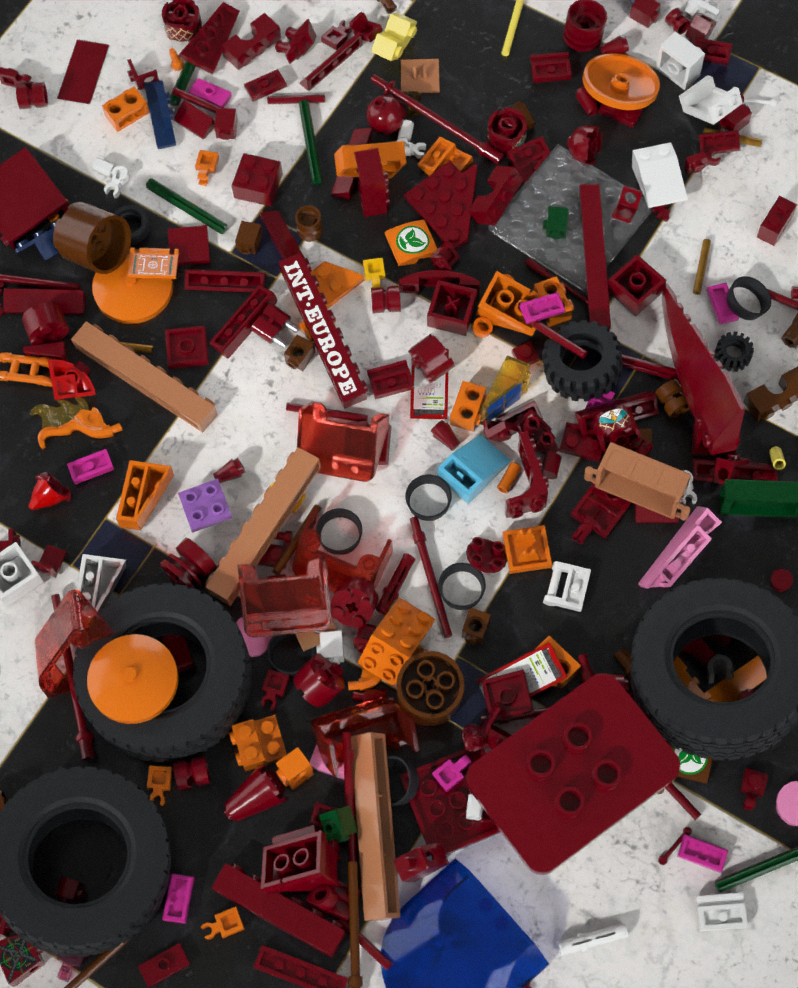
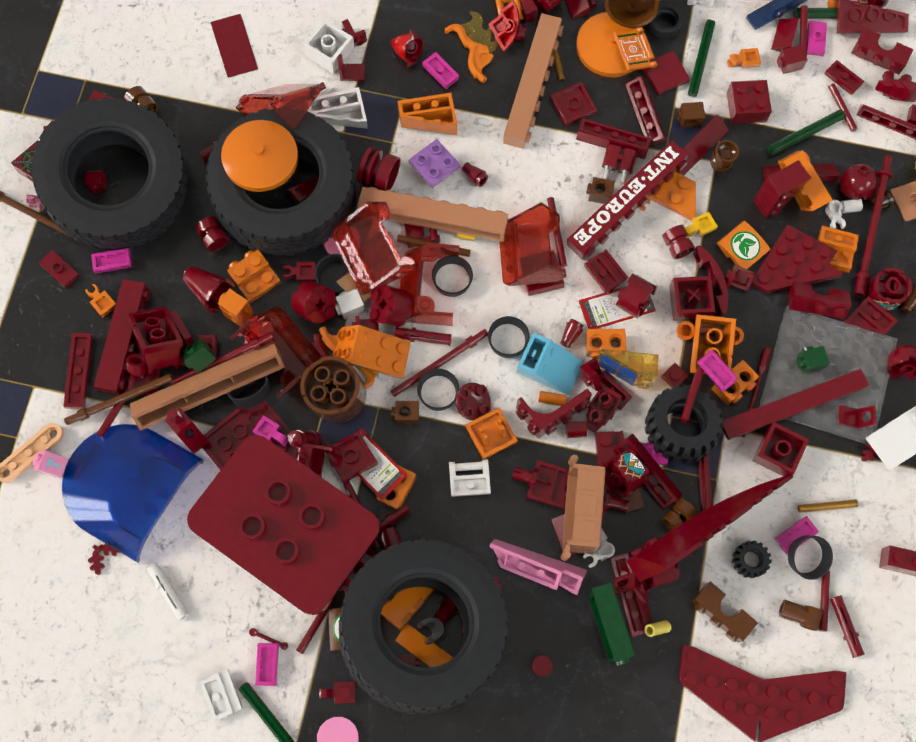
camera: 65 degrees right, 5 degrees up
(159, 780) = (197, 214): orange plate -> none

